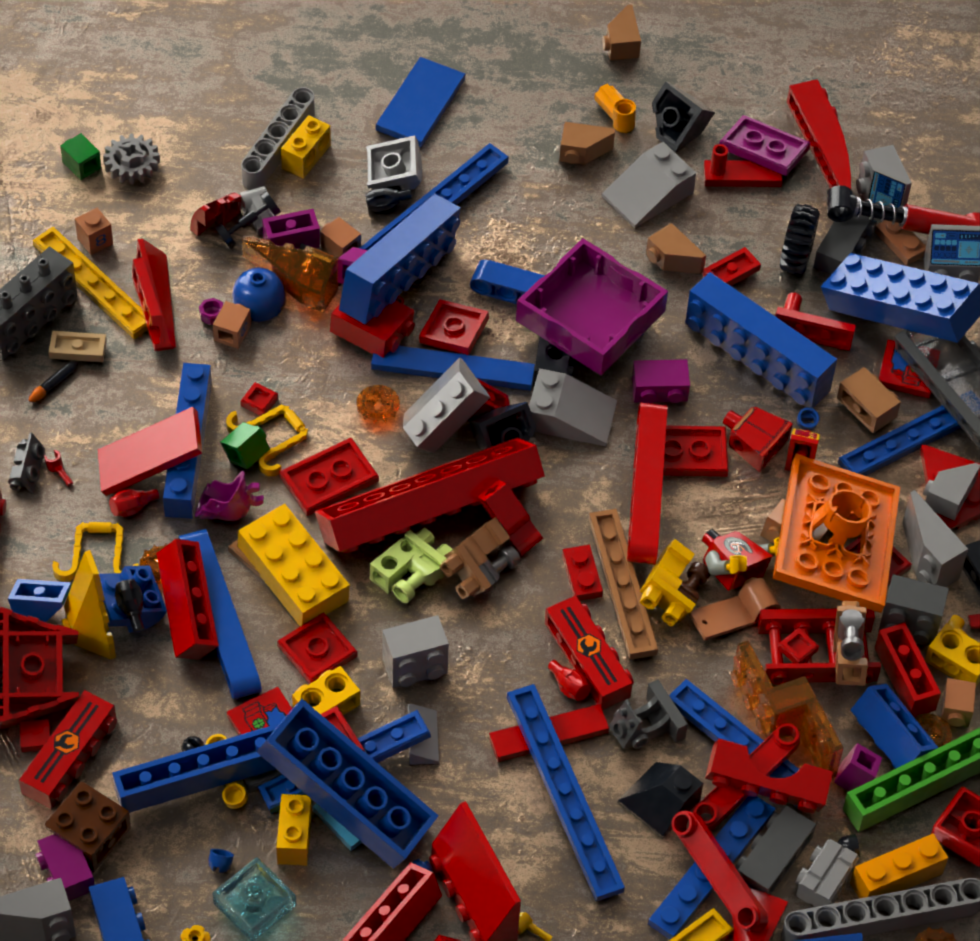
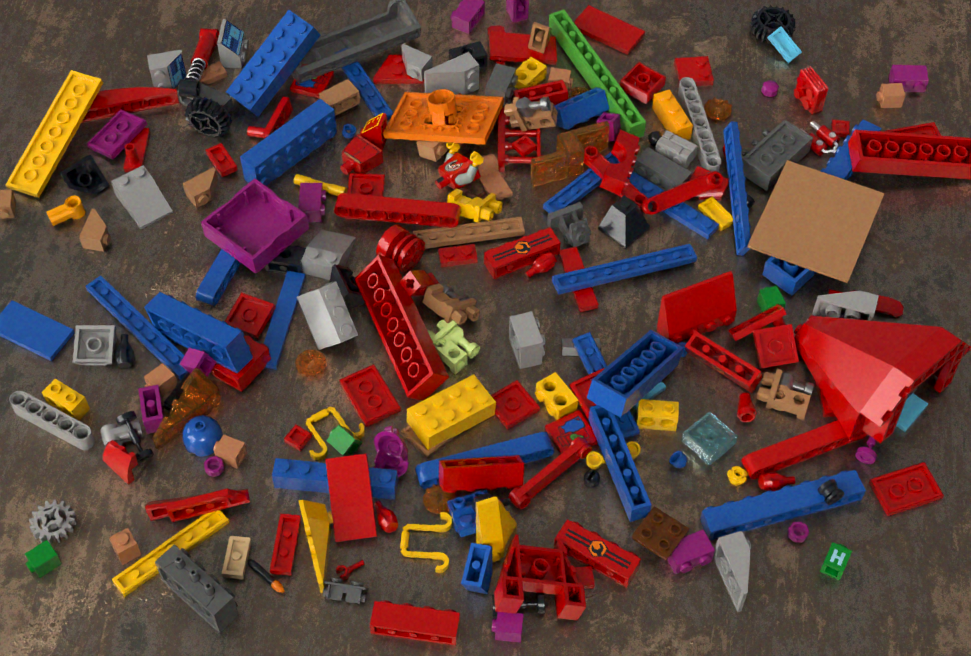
camera: 85 degrees left, 0 degrees up
(93, 424) = (318, 534): none -> yellow wedge
(94, 395) = (285, 544): none -> red plate
(162, 659) = (521, 496): none -> red piece
(572, 488) = (401, 247): none -> red wheel
(702, 379) = (332, 189): none -> yellow piece
(747, 71) = (54, 134): none -> yellow plate

